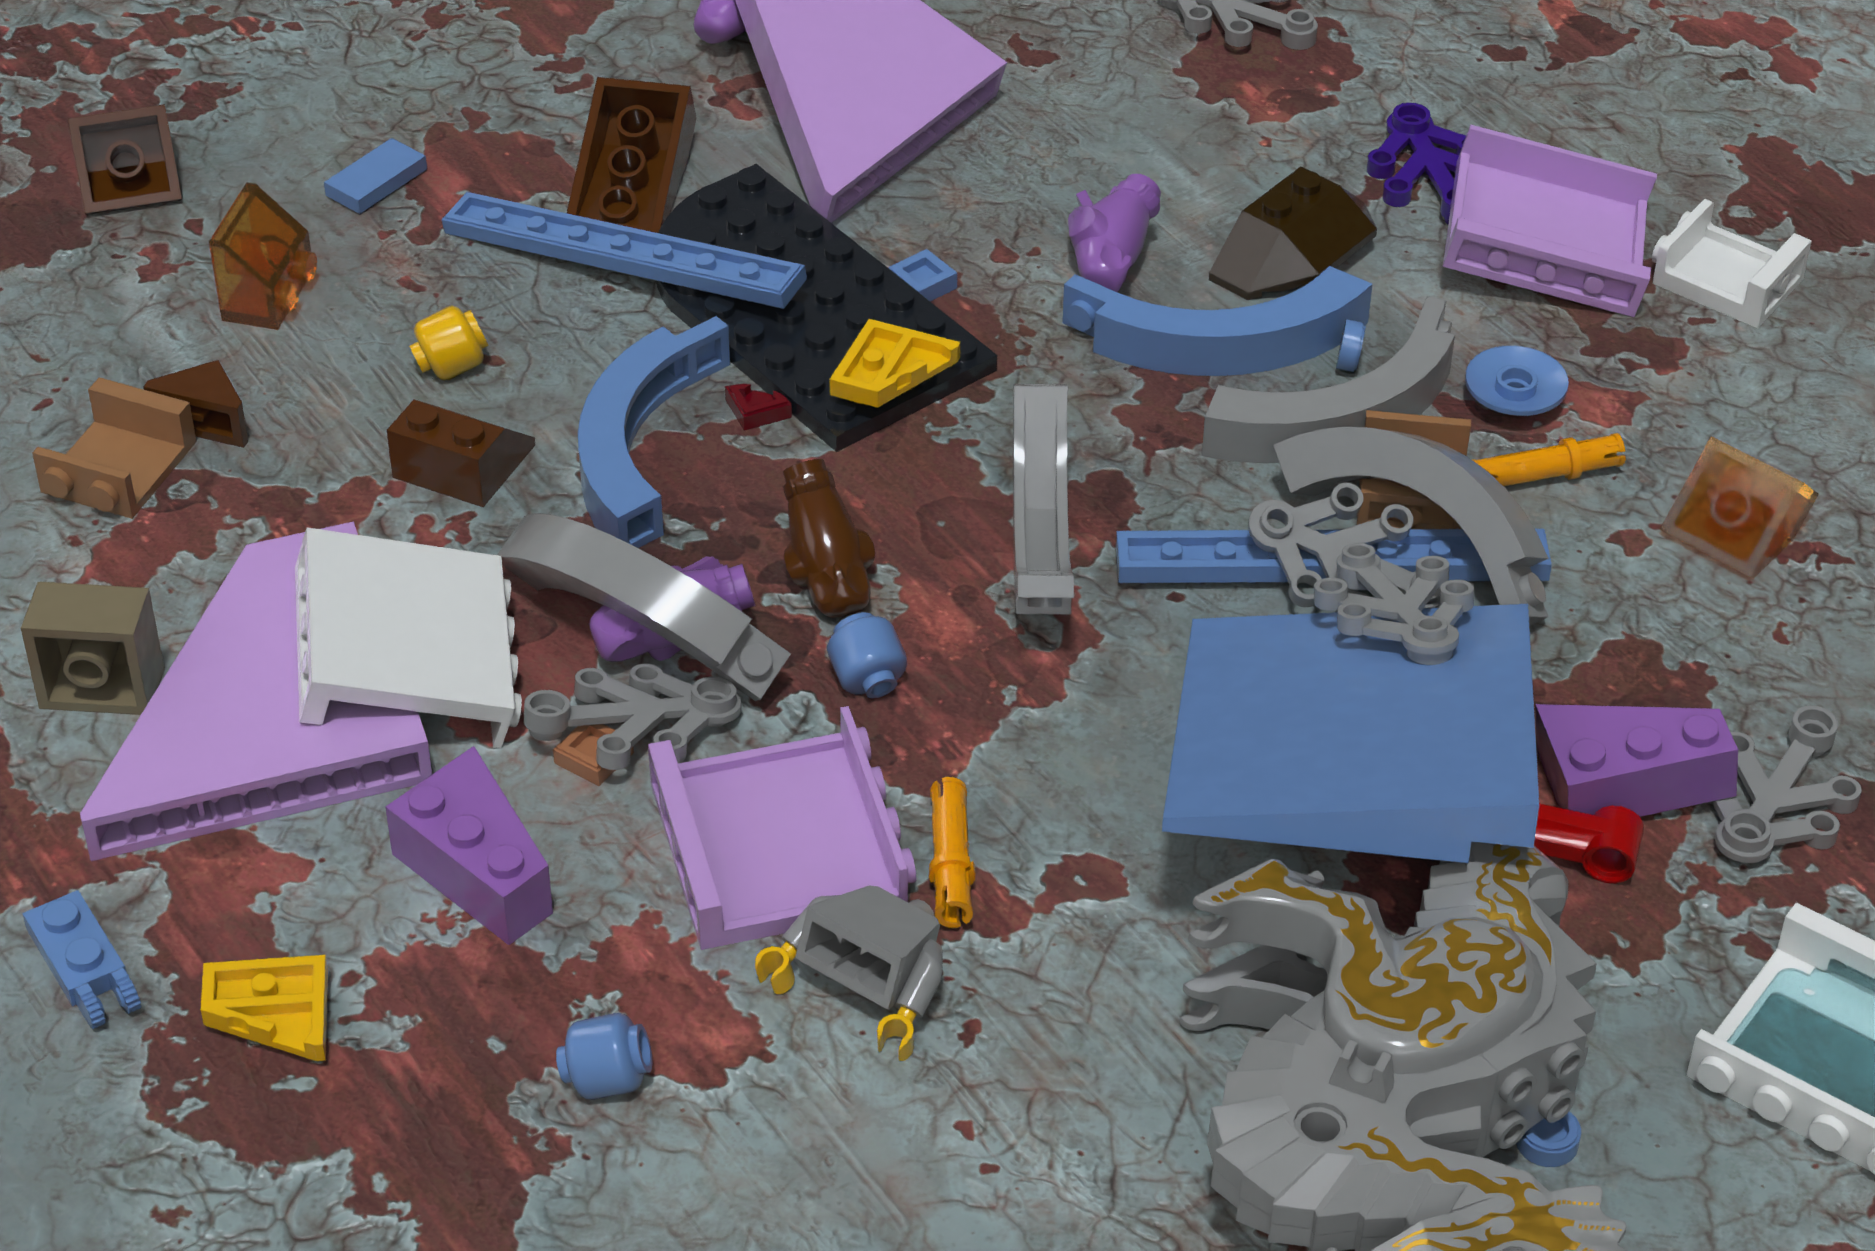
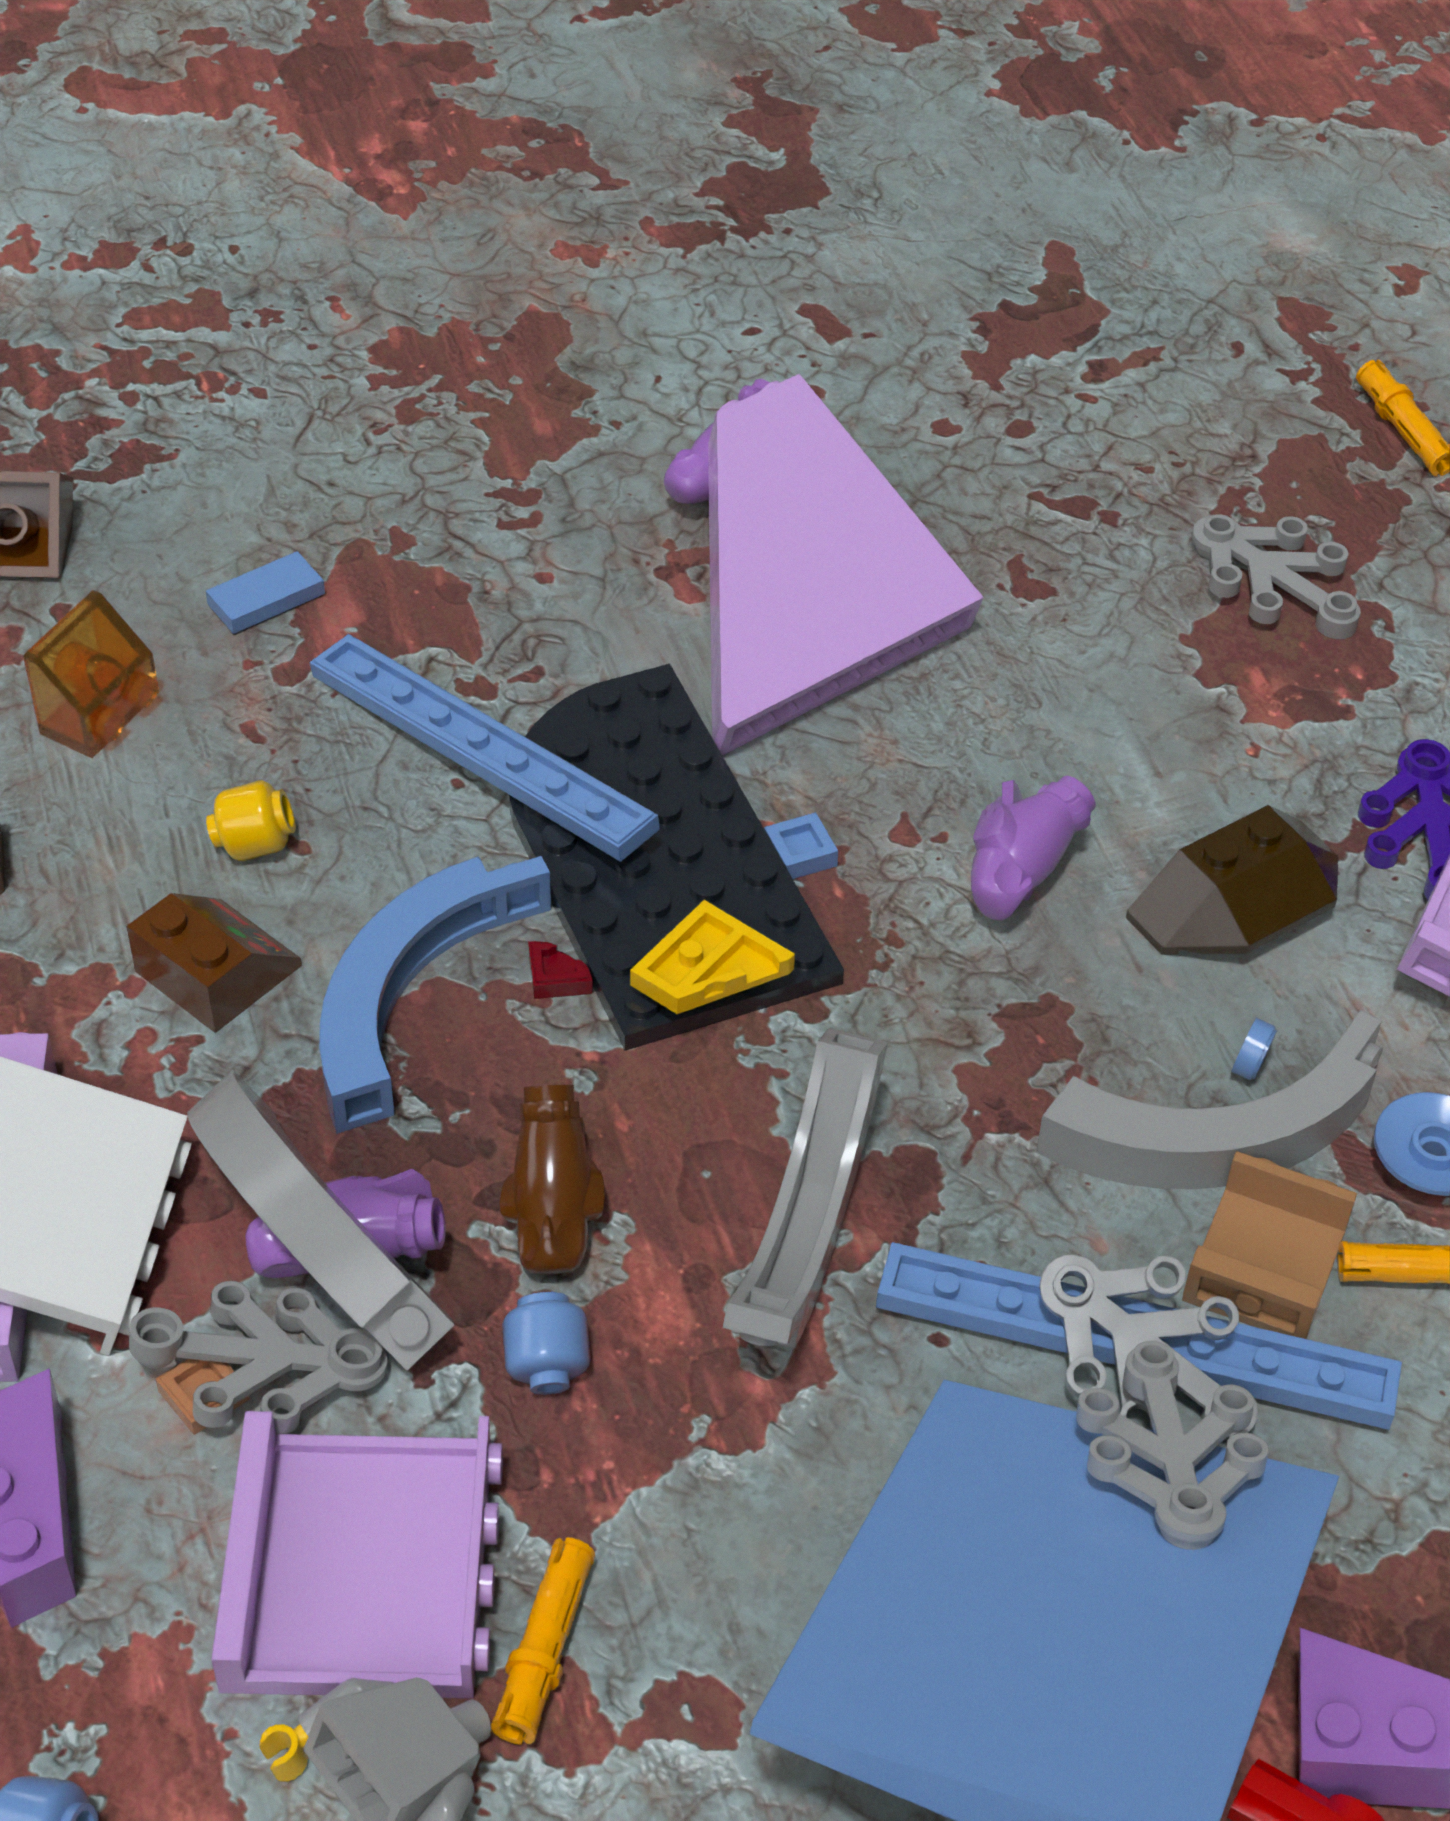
camera: 15 degrees right, 5 degrees up
(633, 152) = (535, 631): reddish brown slope -> none
(1222, 339) = (1114, 1010): medium blue arch -> none
(1449, 478) = (1294, 1286): light grey arch -> none

